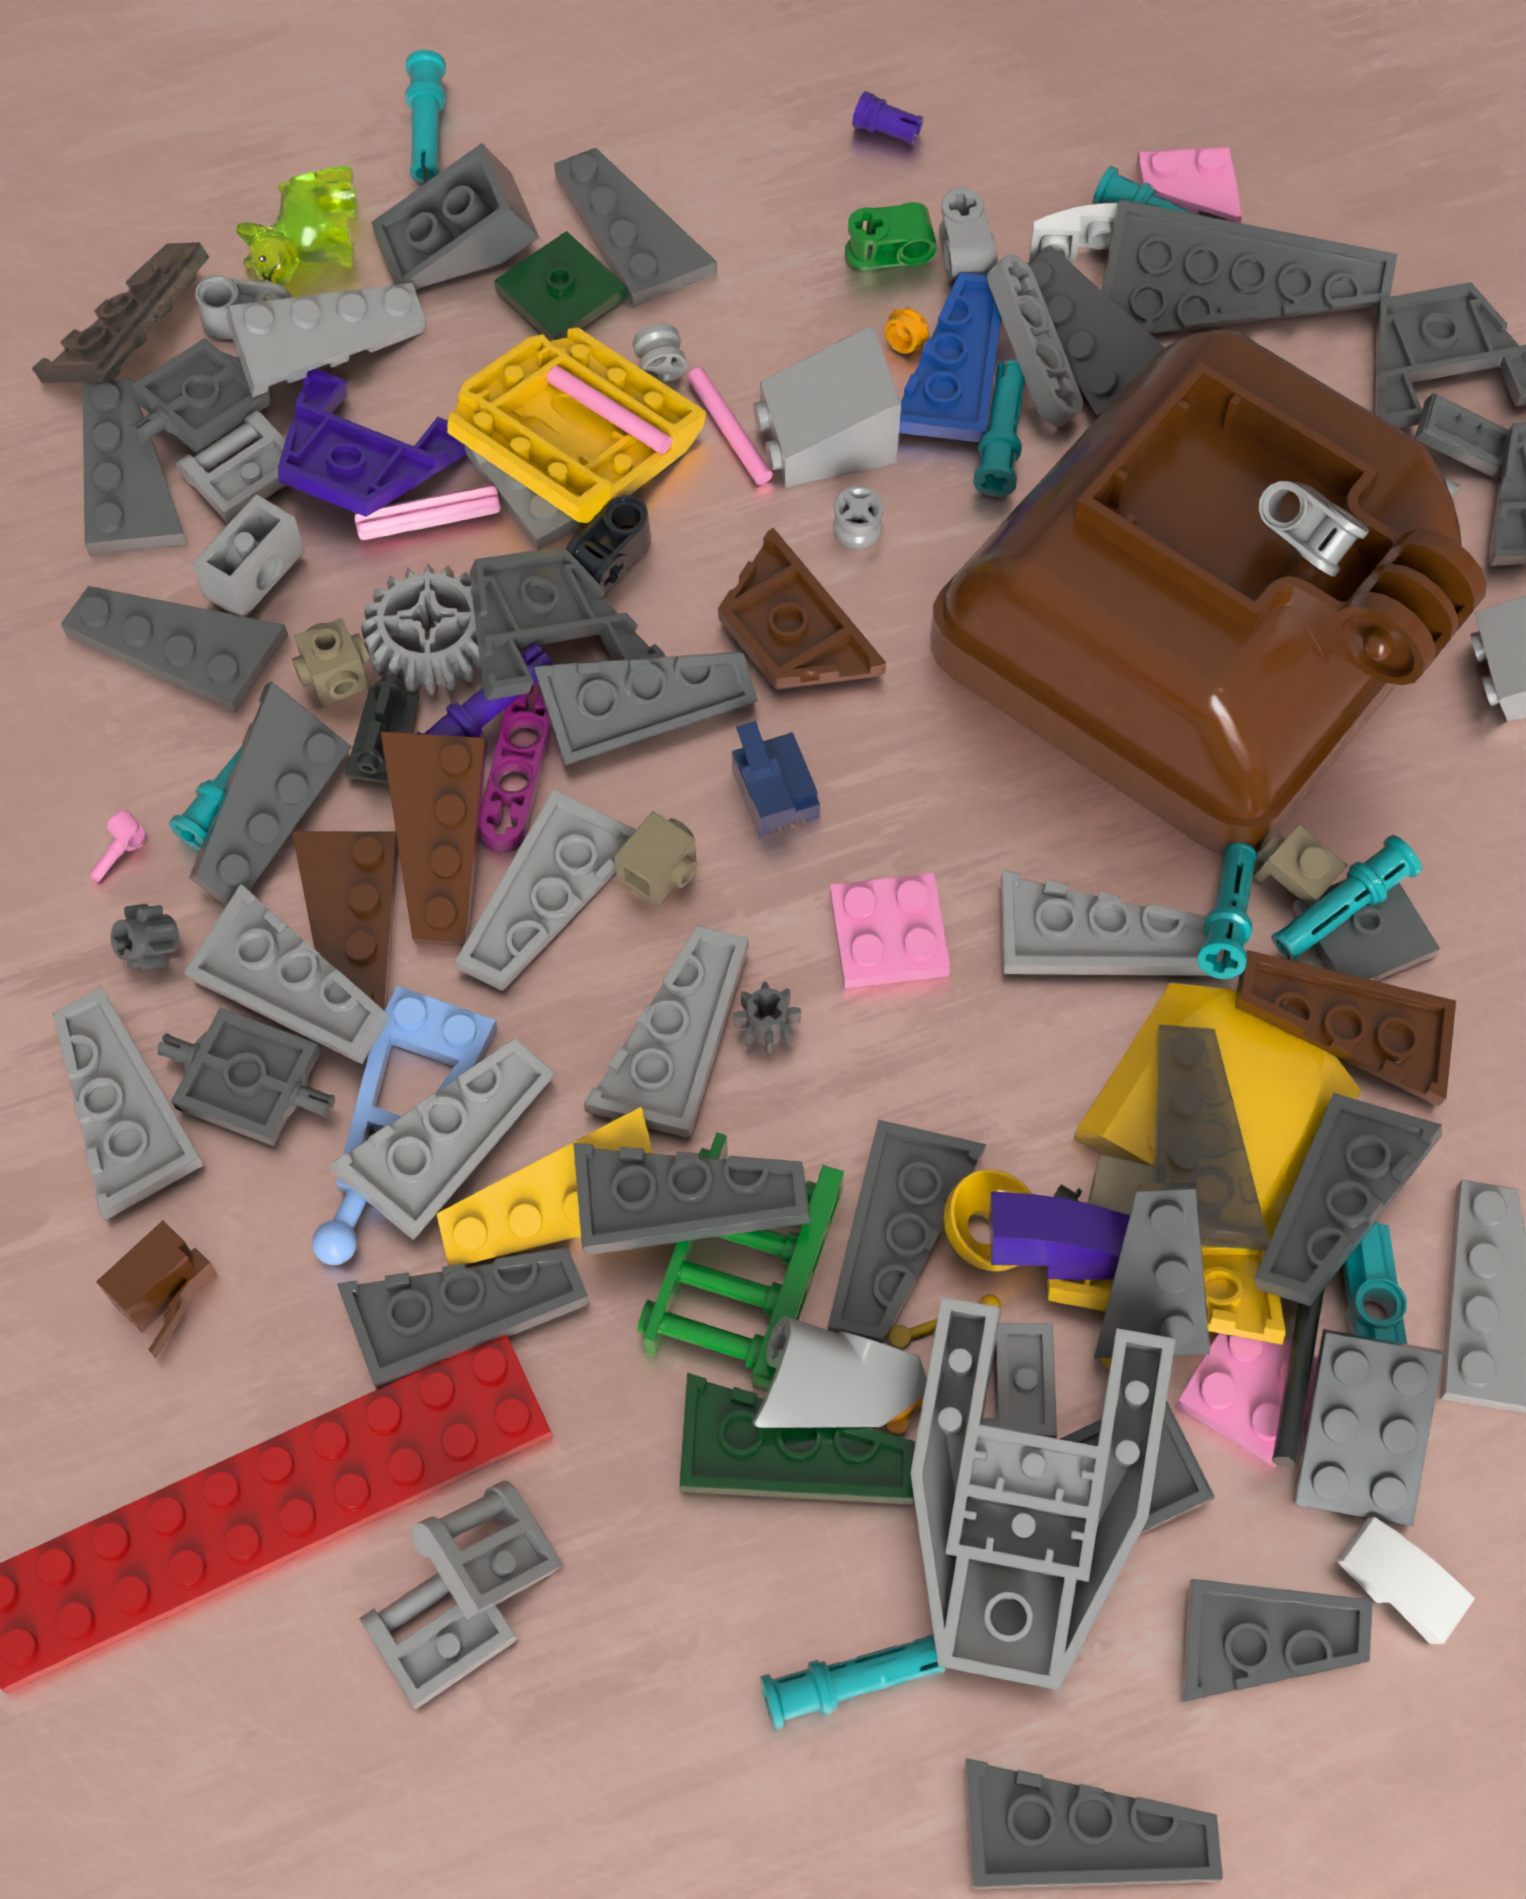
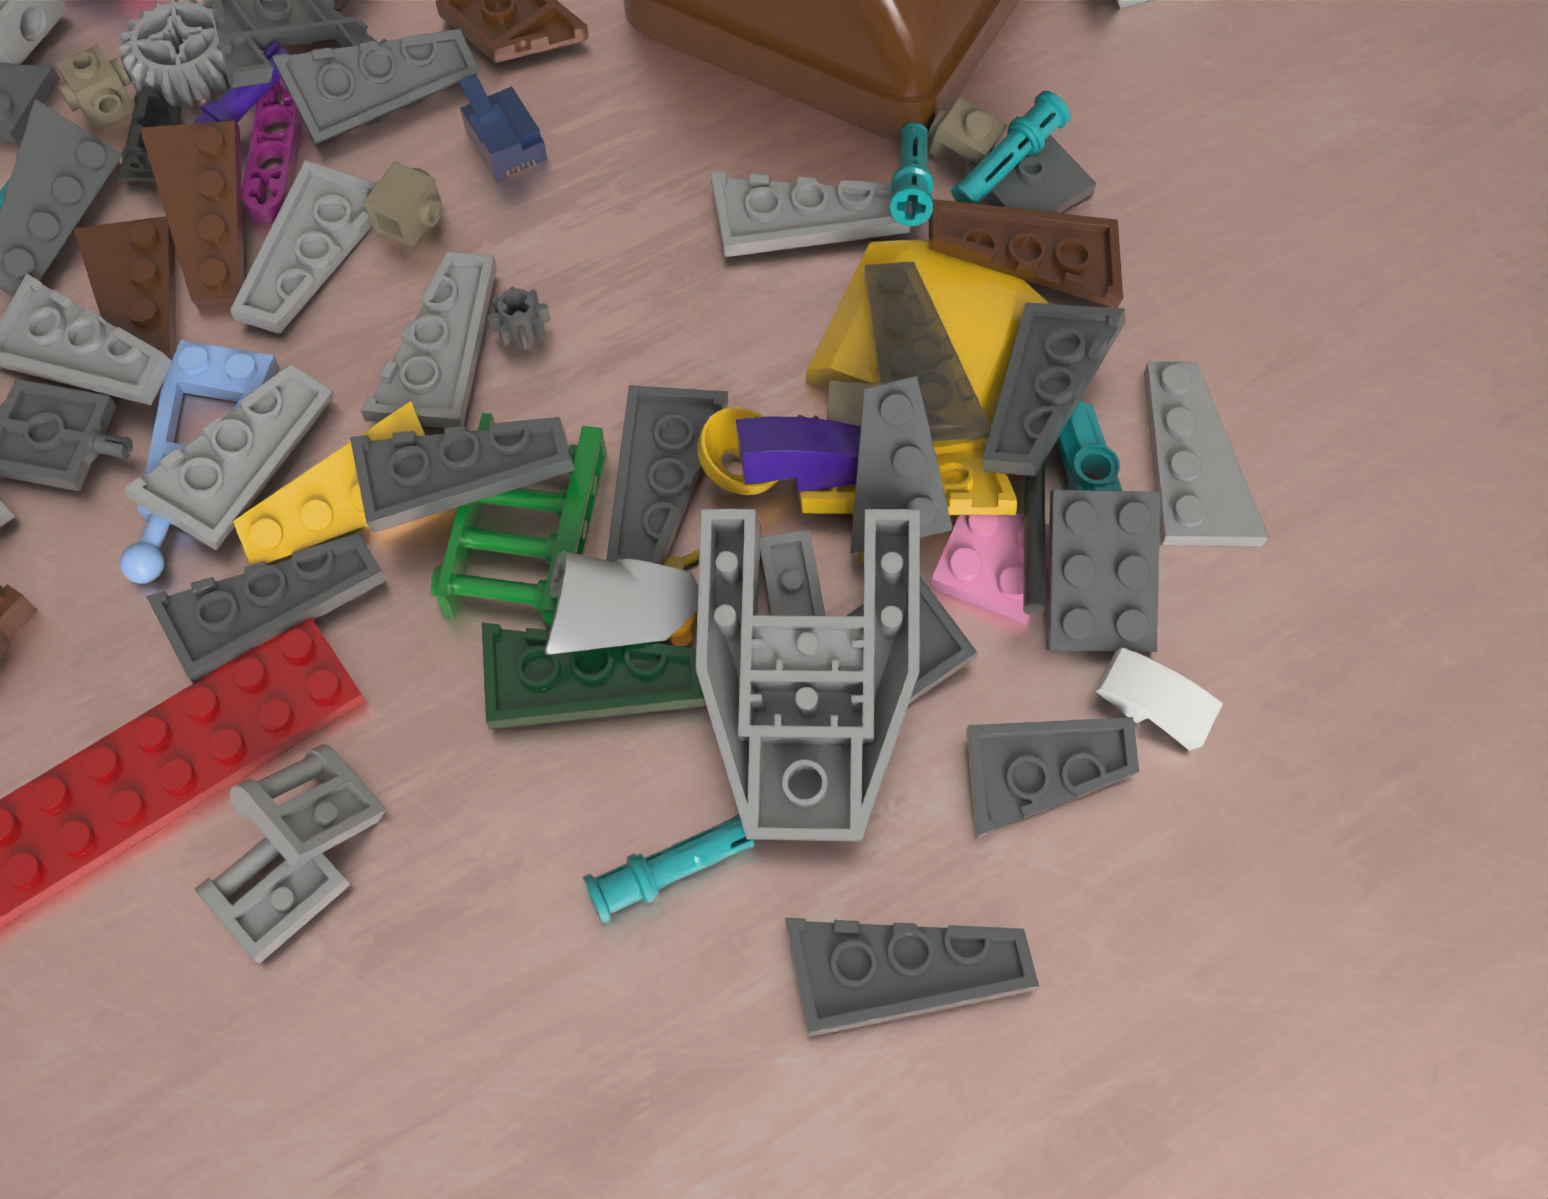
camera: 10 degrees left, 0 degrees up
(889, 930) = (619, 236): bright pink plate -> none

